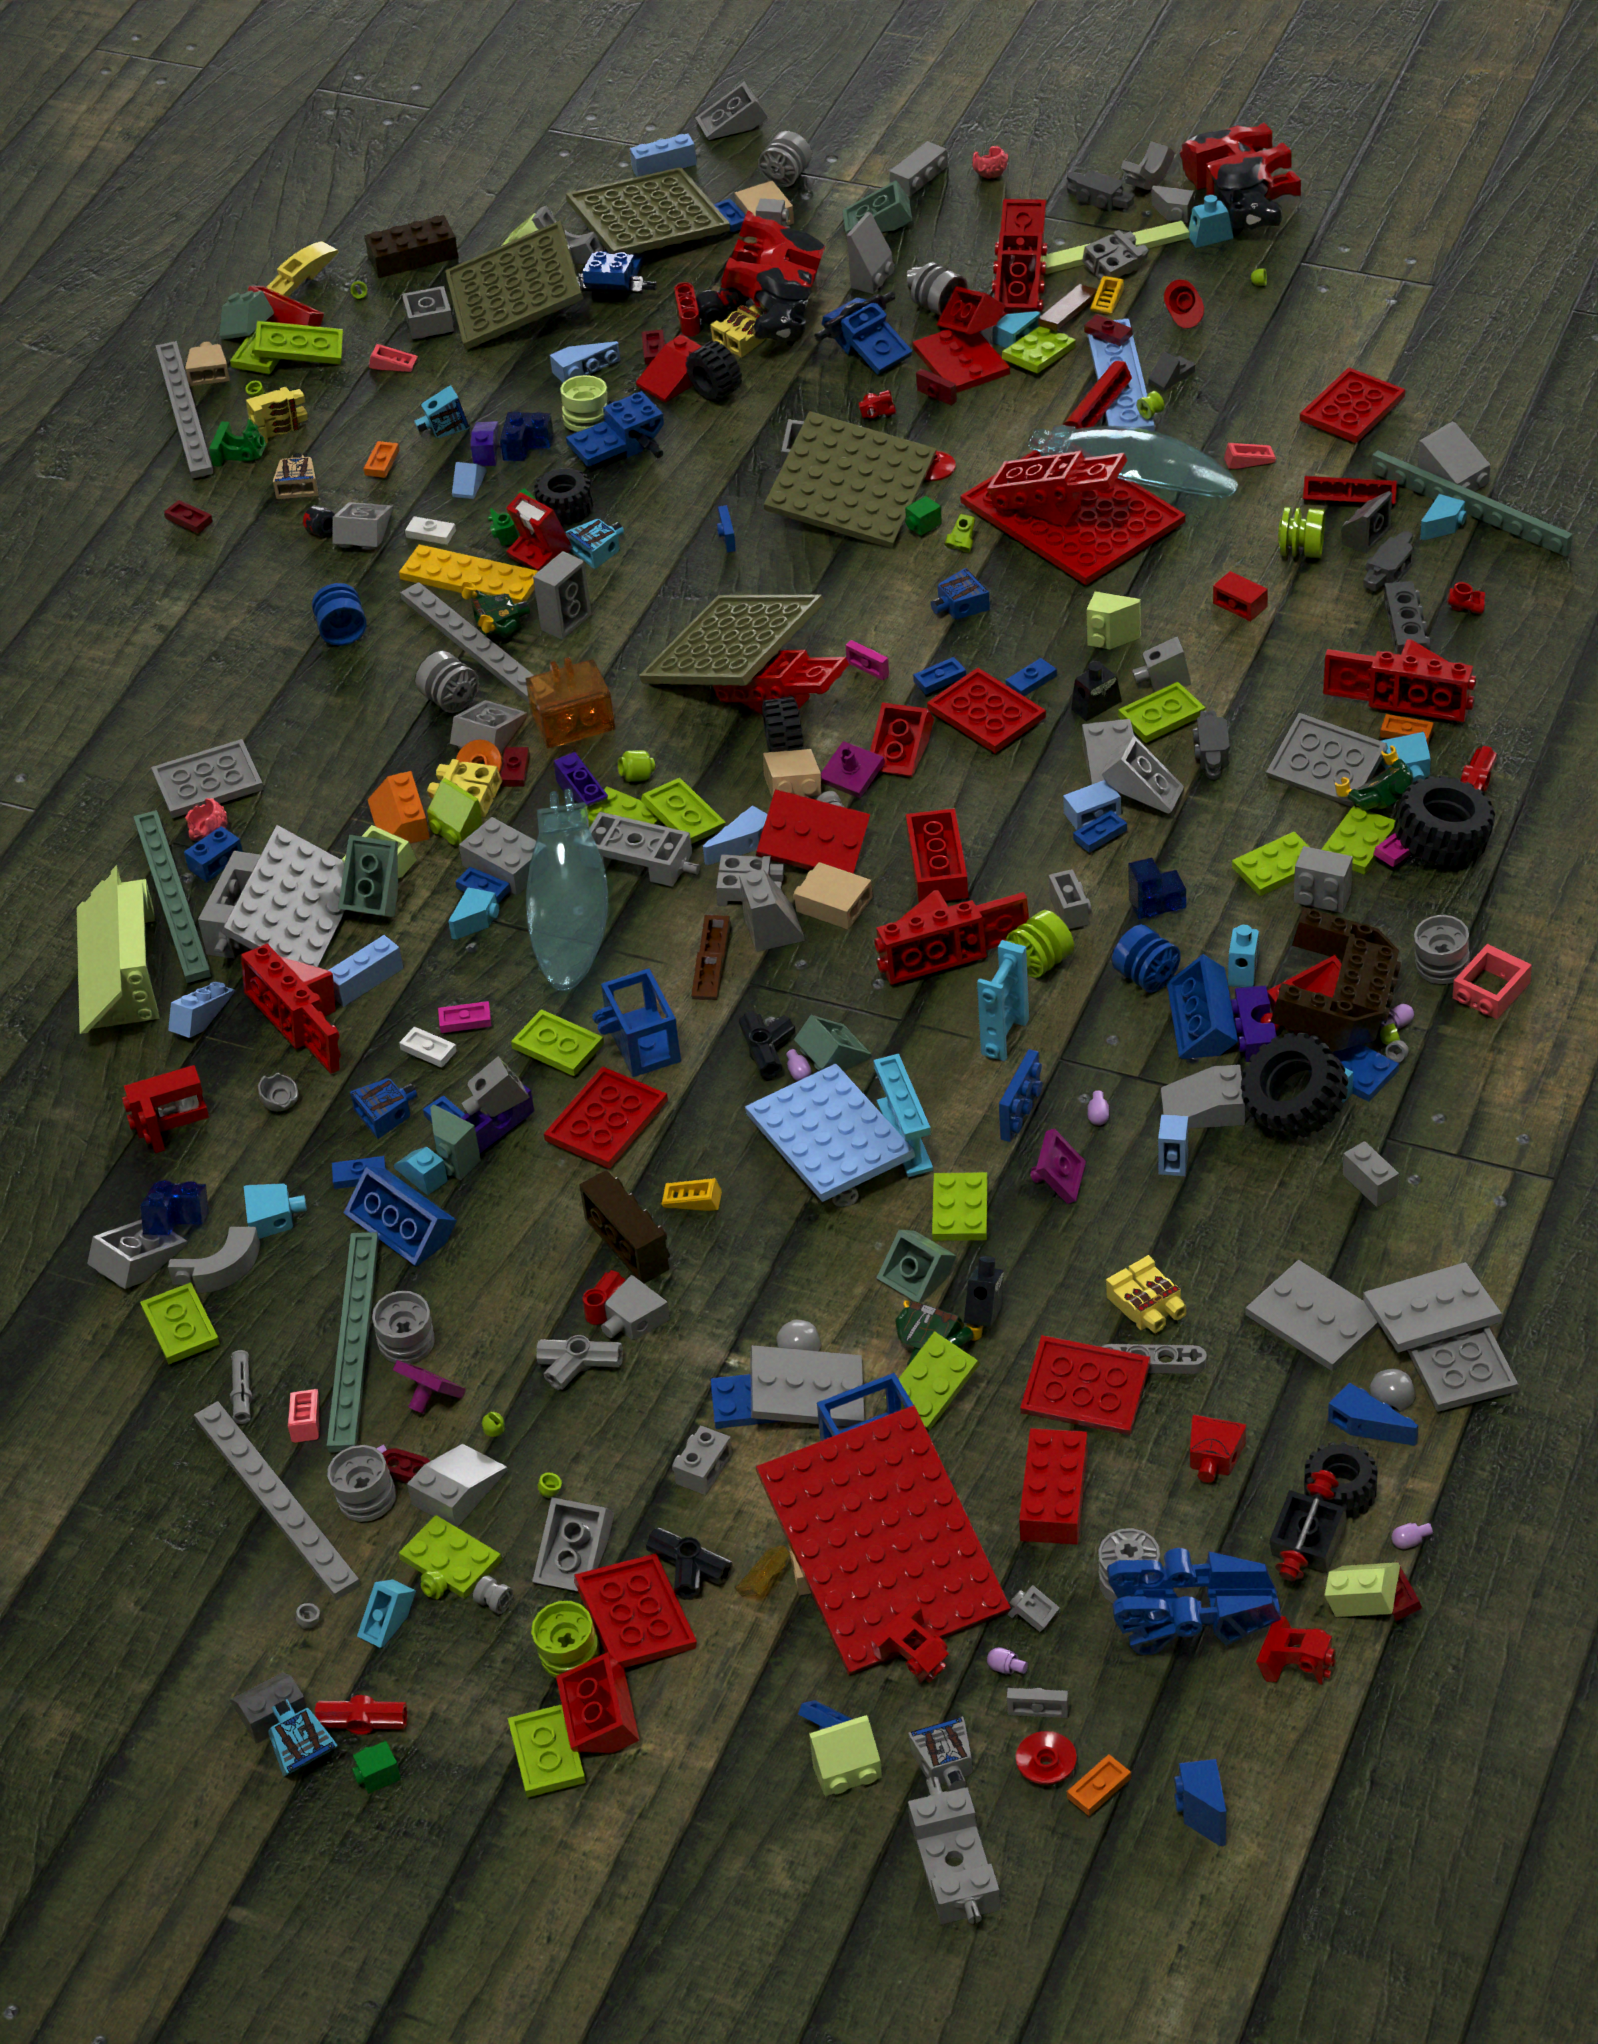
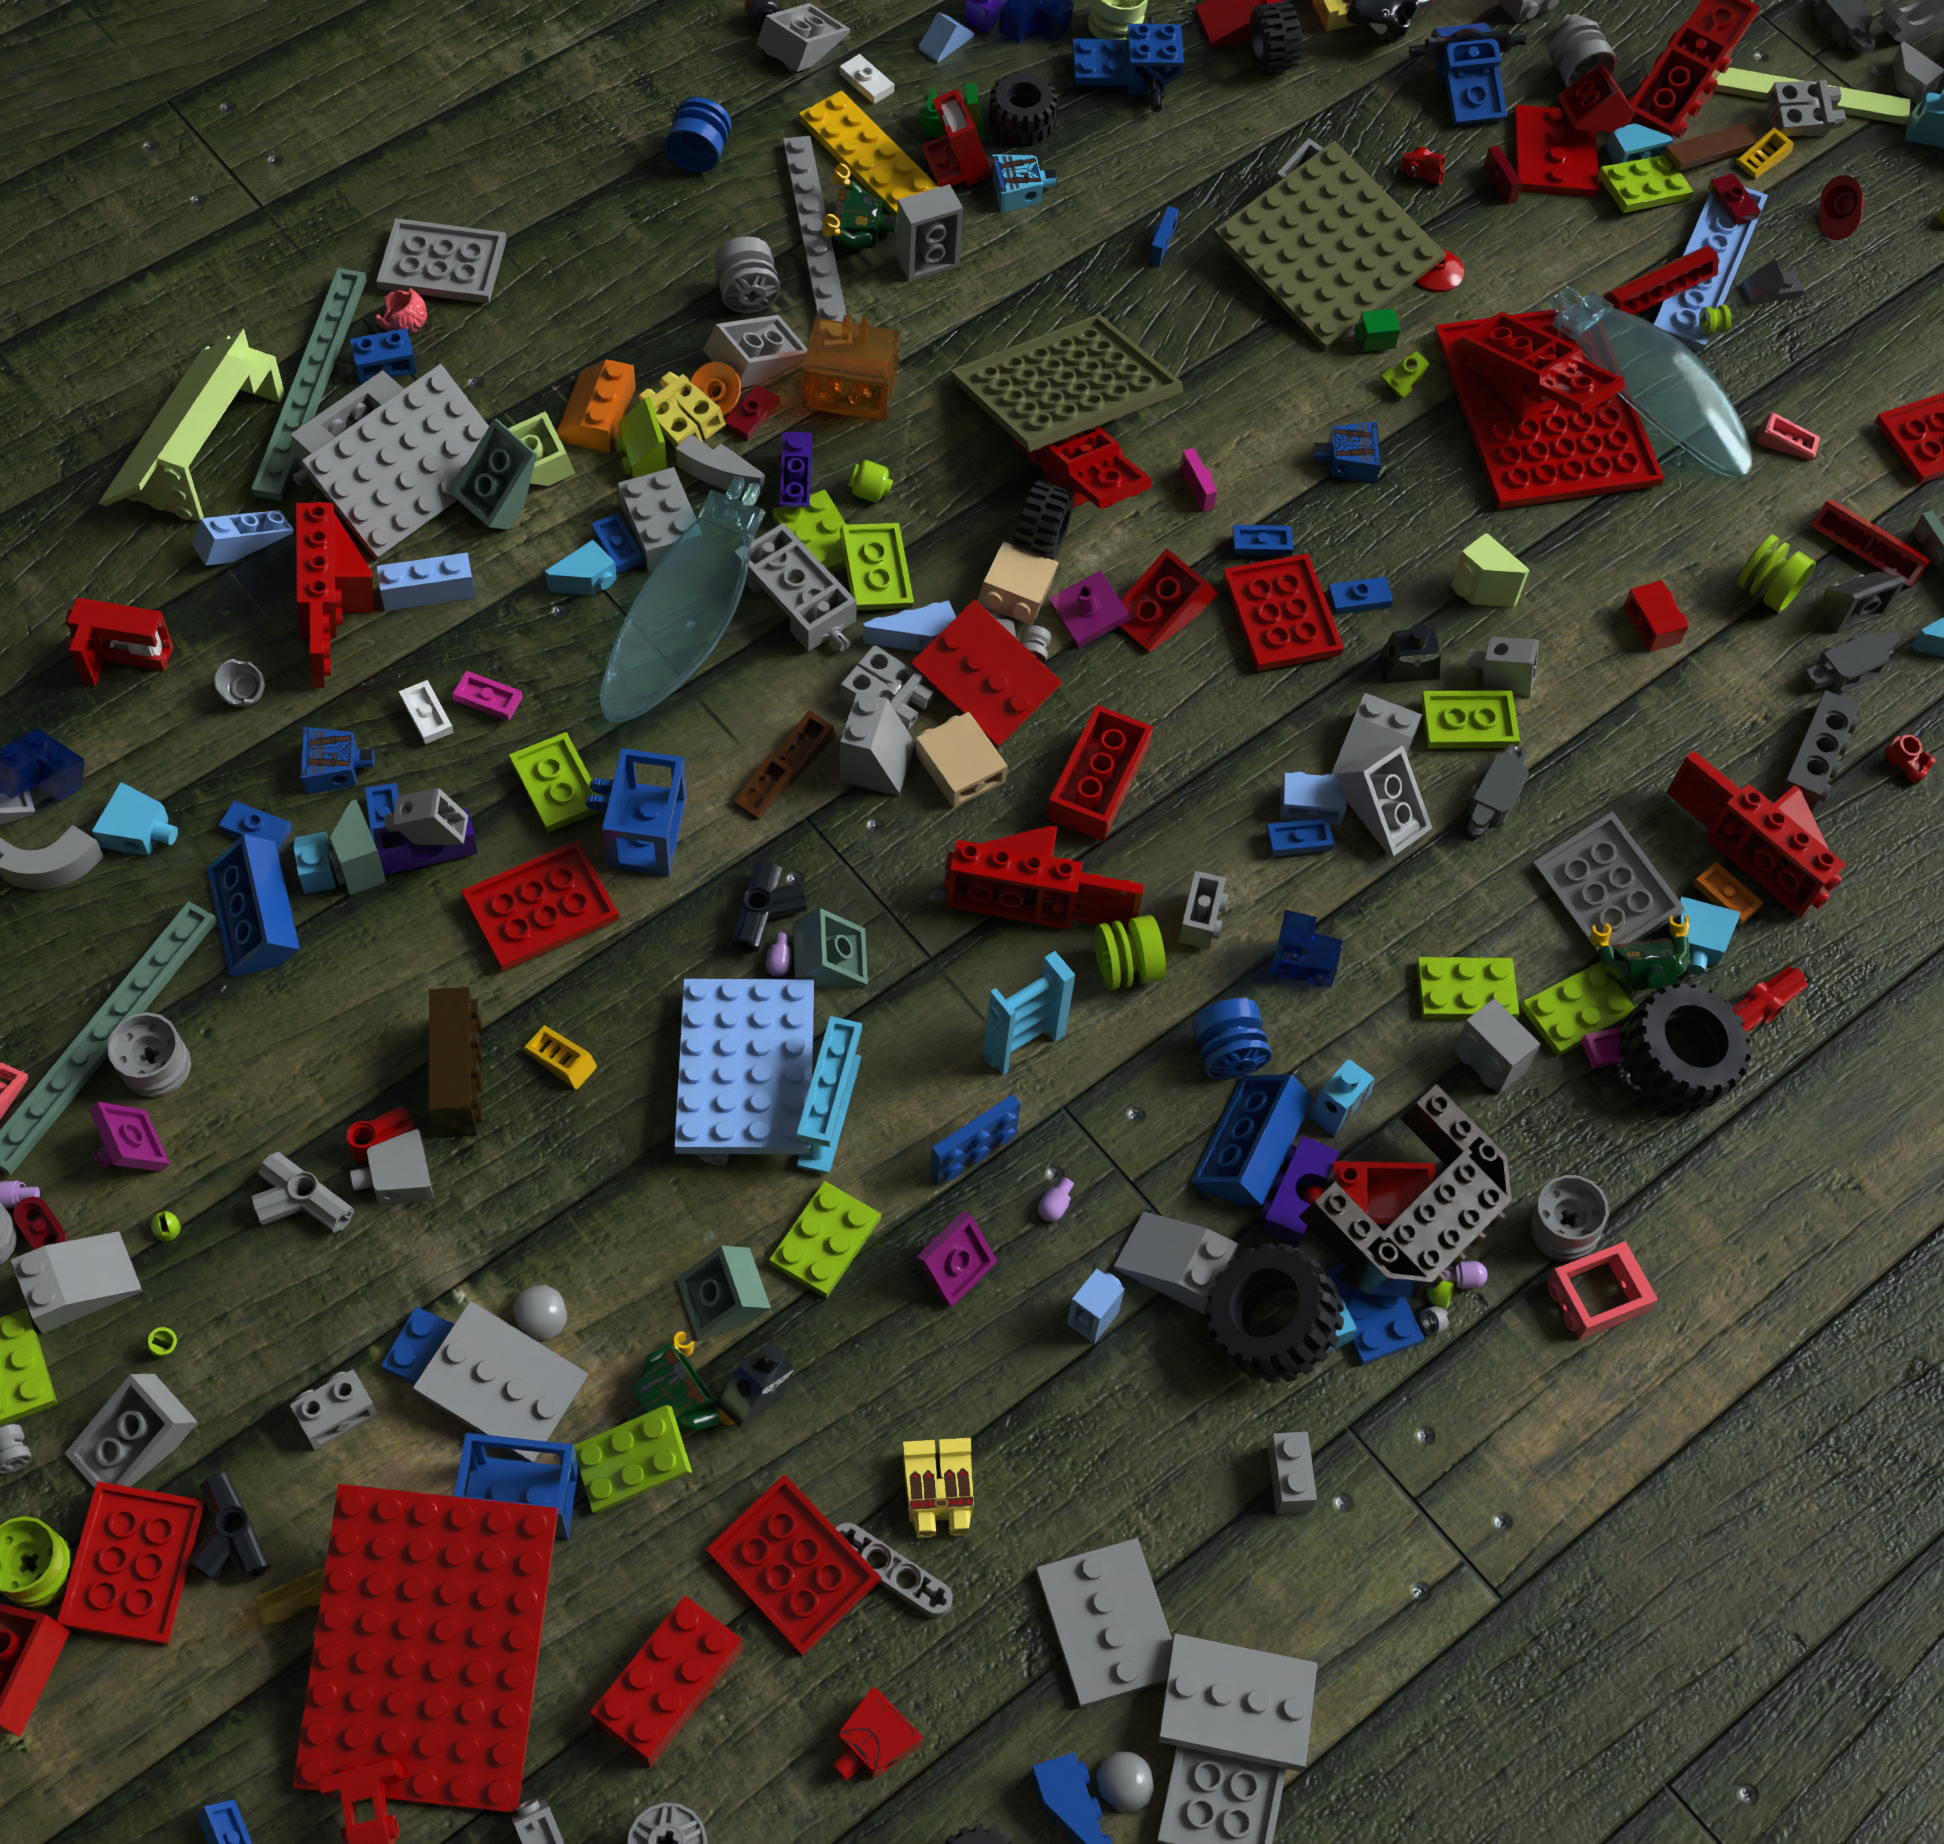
camera: 20 degrees right, 15 degrees up
(516, 808) = (717, 465): none -> light grey slope

